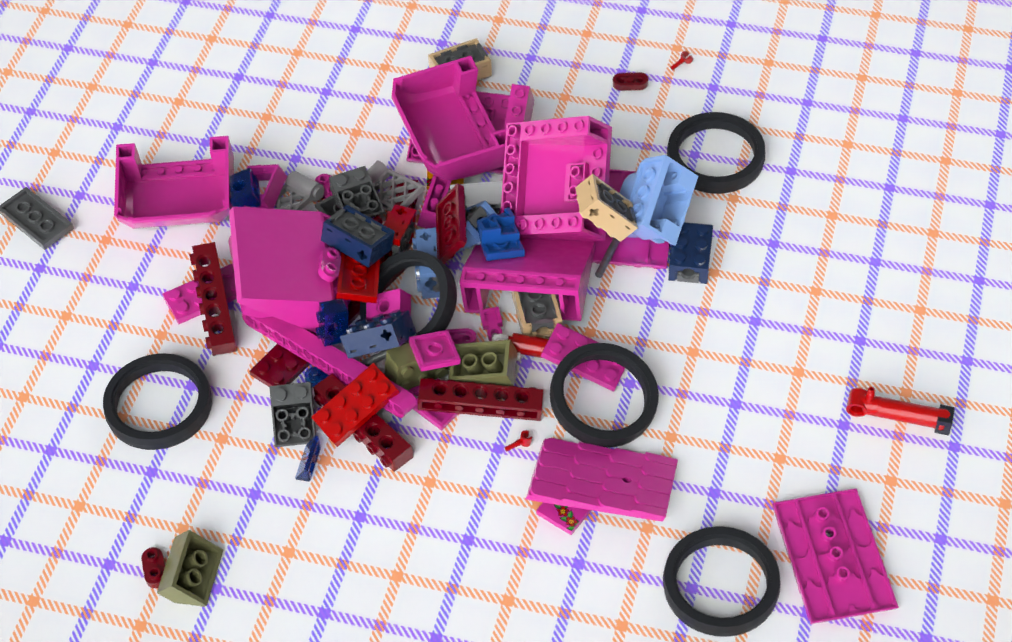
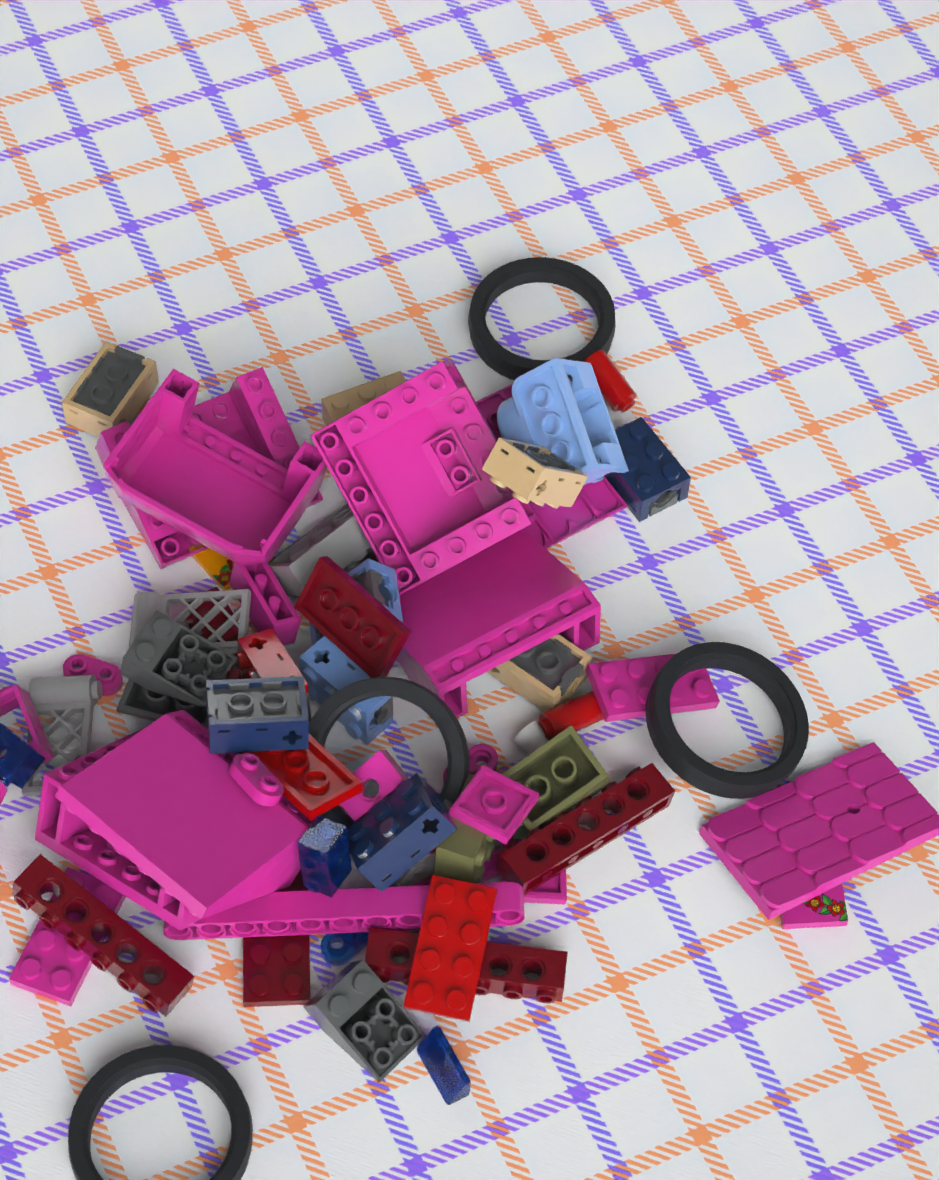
camera: 45 degrees left, 5 degrees up
(491, 321) = (490, 714): dark pink plate -> none
(500, 236) = (424, 595): blue slope -> none
(523, 441) = (677, 847): red hand -> none
(607, 257) = (549, 533): flat silver bar -> none
(630, 81) = (344, 290): dark red plate -> none
(684, 54) = (382, 225): red hand -> none
(718, 200) = (611, 382): none -> red brick

